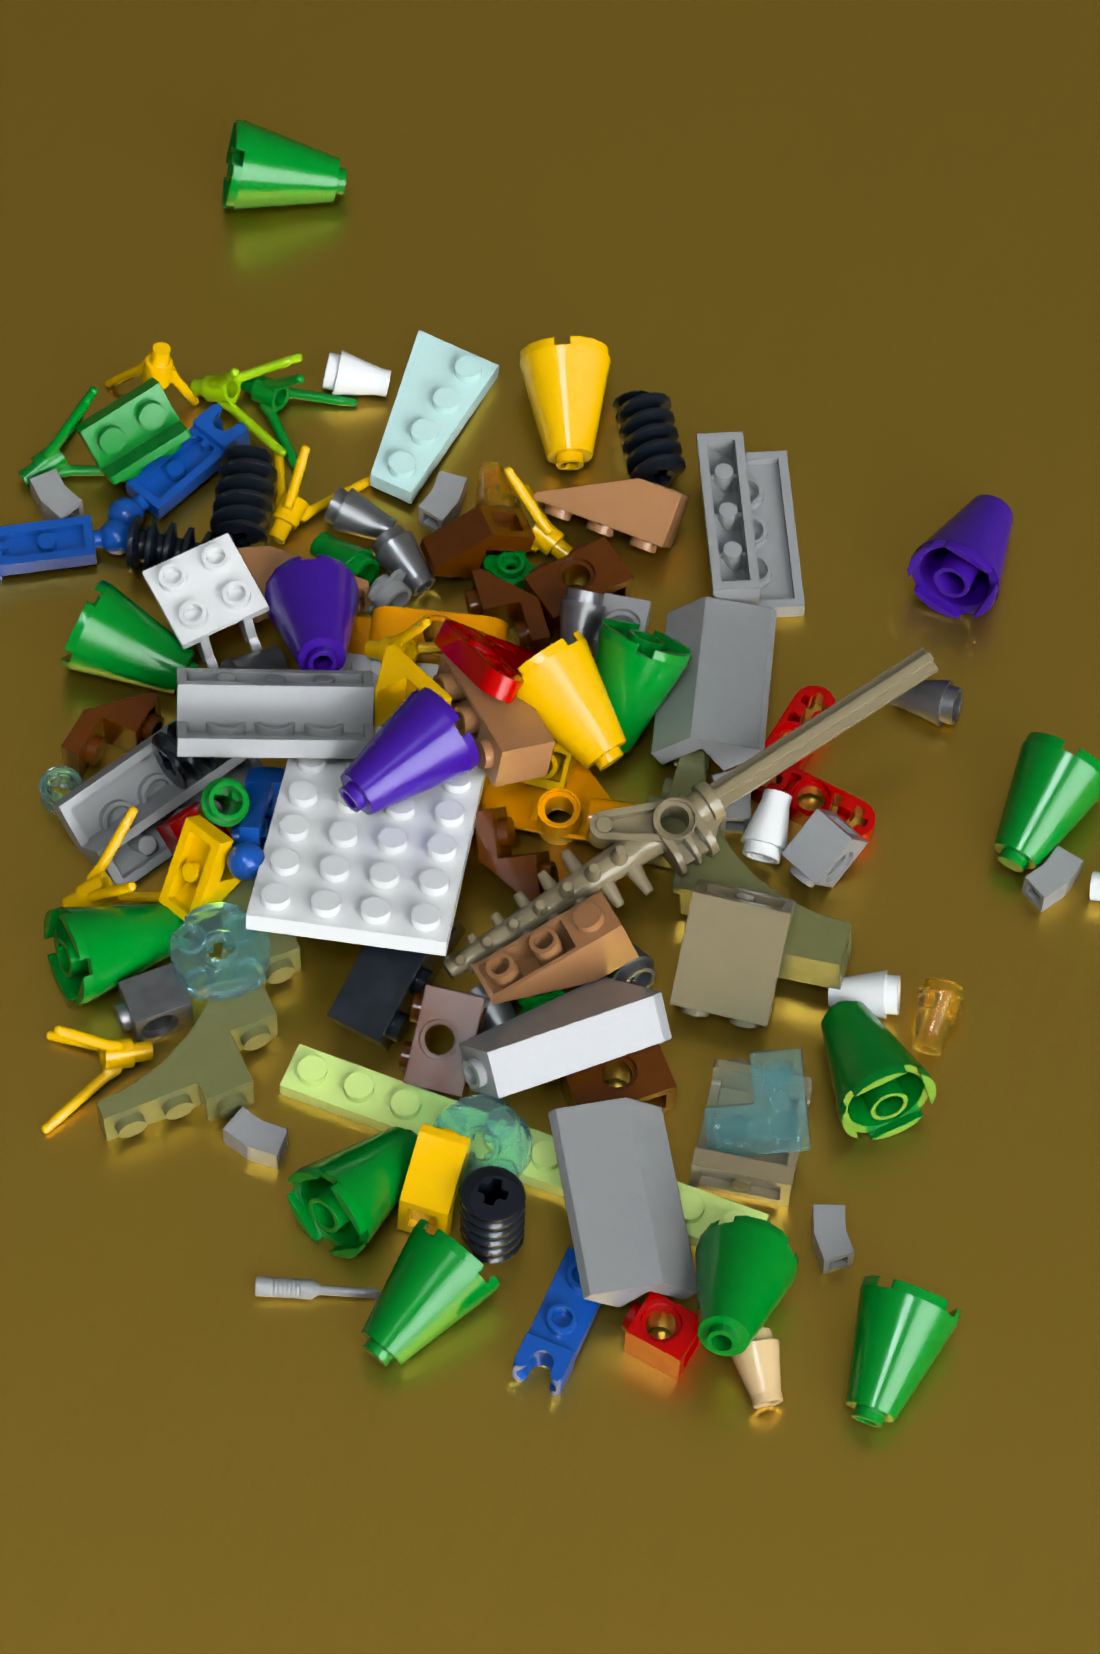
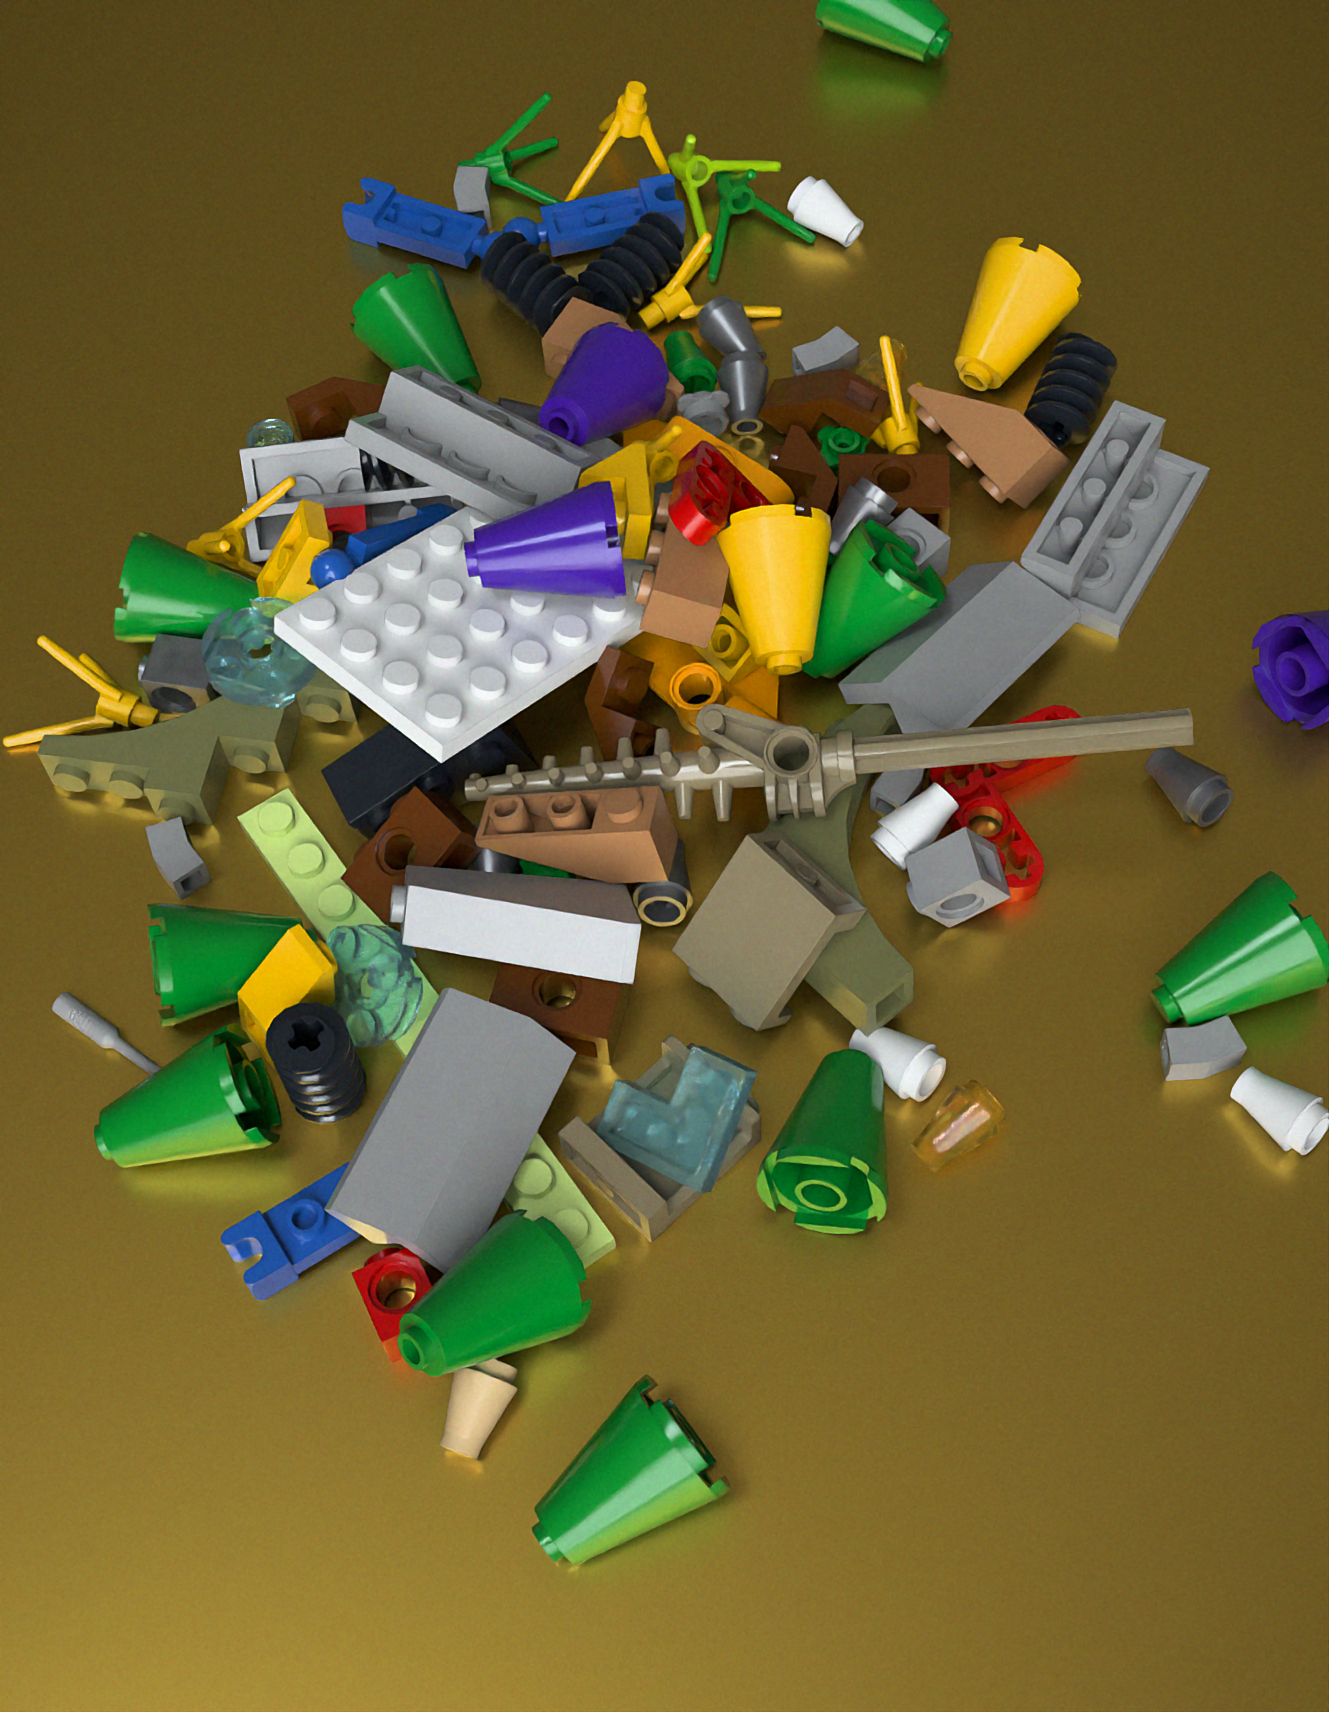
camera: 40 degrees right, 0 degrees up
(133, 432) = (572, 160): green bracket -> none
(207, 593) = (520, 324): white plate -> none
(232, 799) = (347, 495): green cone -> none
(429, 412) = (872, 275): light aqua wing -> none
(830, 1237) = (663, 1304): light grey piece -> none

